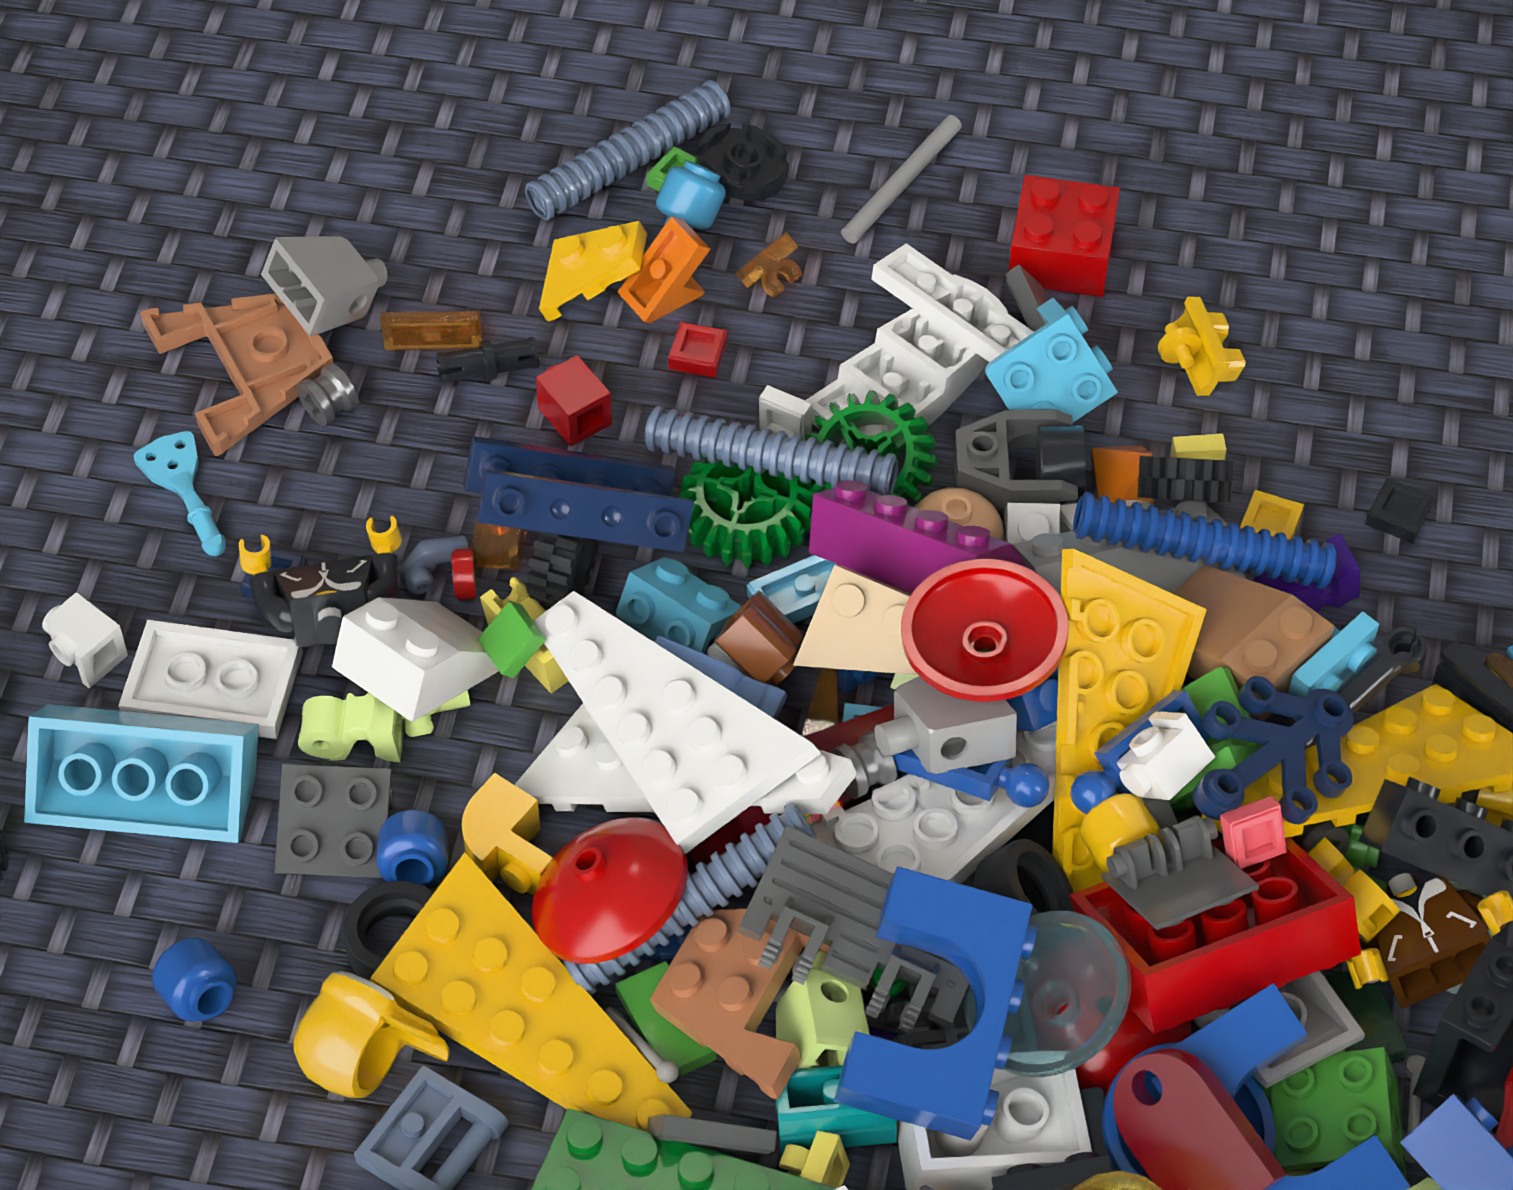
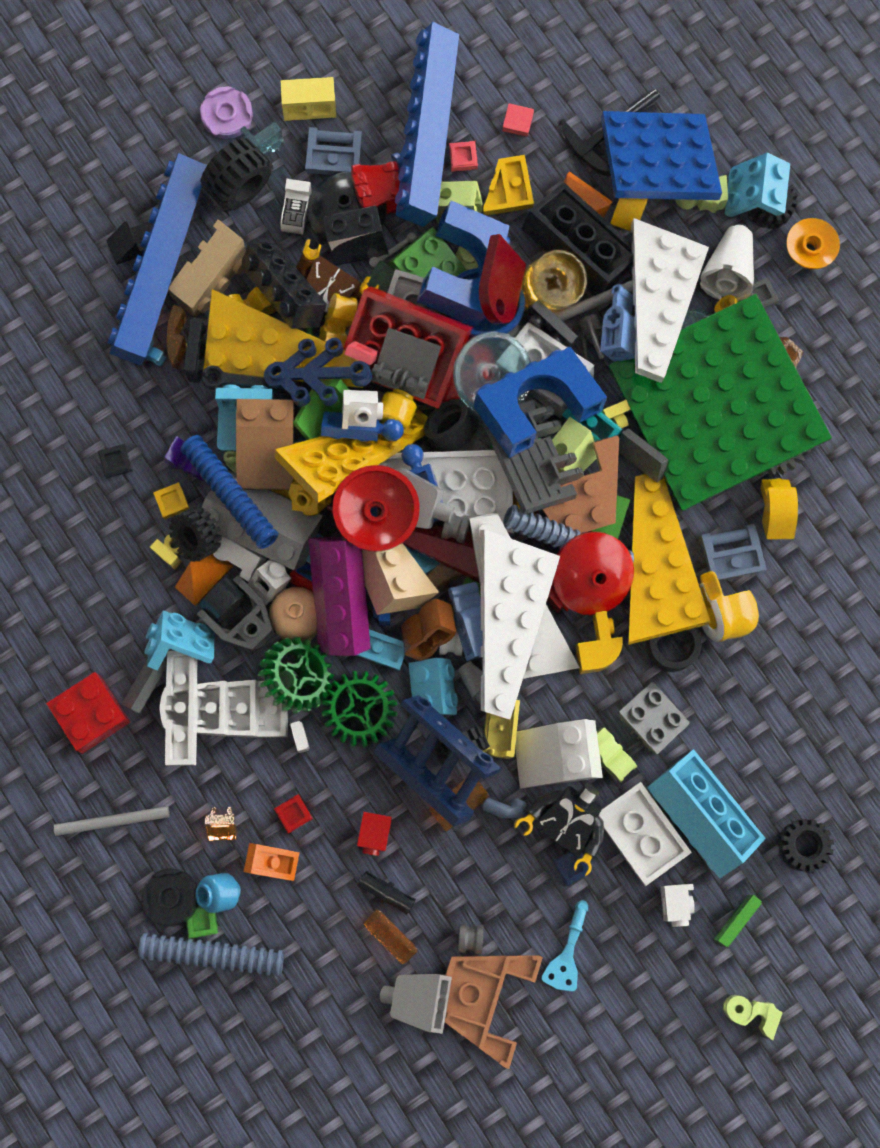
camera: 140 degrees left, 25 degrees up
(194, 980) = (763, 696): blue head -> none
(412, 848) = (637, 673): blue head -> none
(463, 574) = (501, 785): red tile -> none
(511, 639) = (524, 720): bright green tile -> none
(590, 264) = (296, 900): yellow wing -> none
(665, 1070) = (625, 538): light grey hinge -> none
(768, 451) = (339, 706): sand blue piece -> none
(1197, 346) = (102, 604): yellow hips -> none

